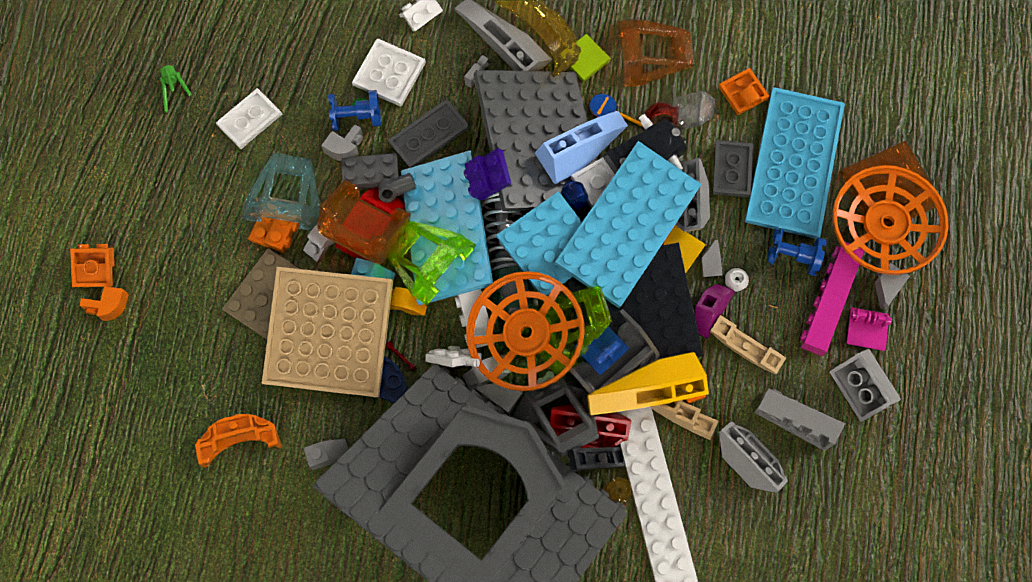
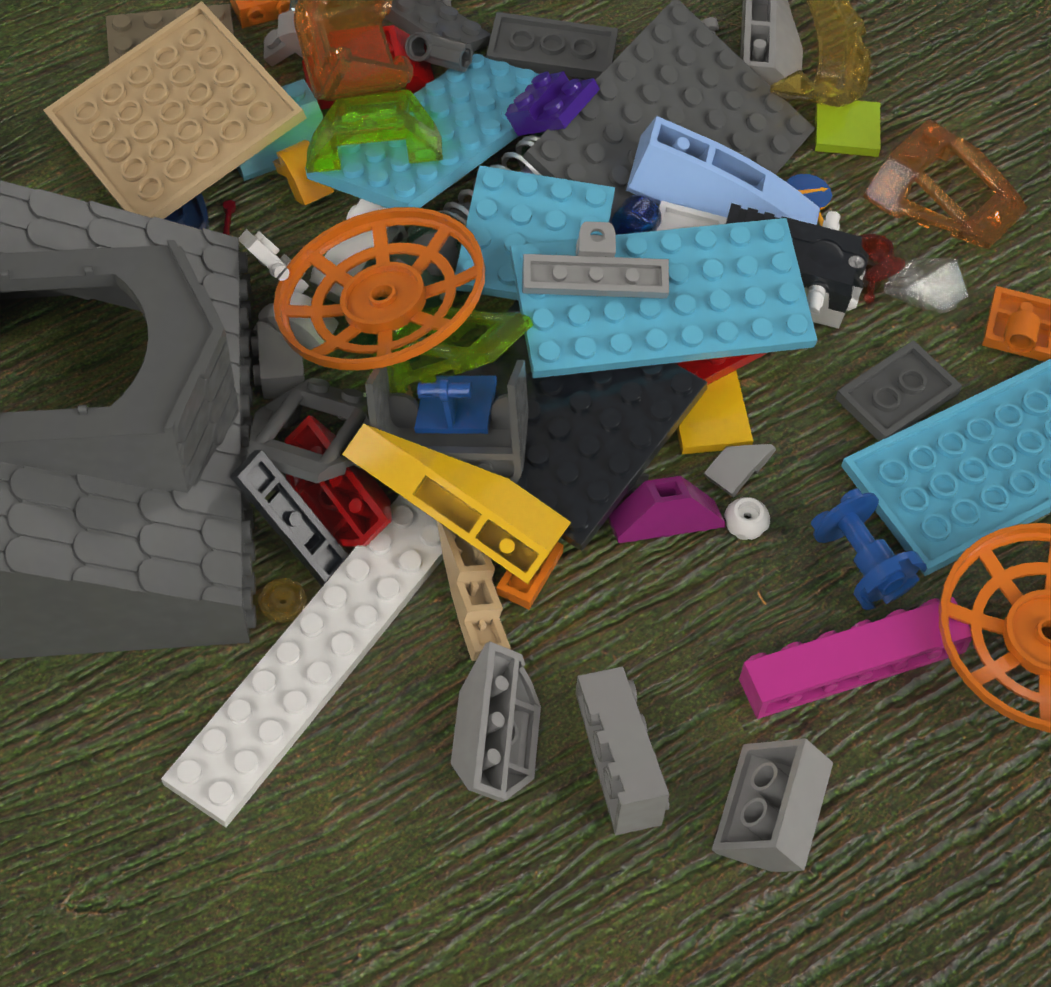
camera: 45 degrees right, 15 degrees down
(603, 241) = (595, 269): none -> light grey plate
(698, 210) = (800, 375): light grey wedge -> none
(746, 346) = (660, 598): tan slope -> none
(868, 329) = (865, 745): dark pink hinge -> none
(888, 286) = (964, 721): light grey slope -> none

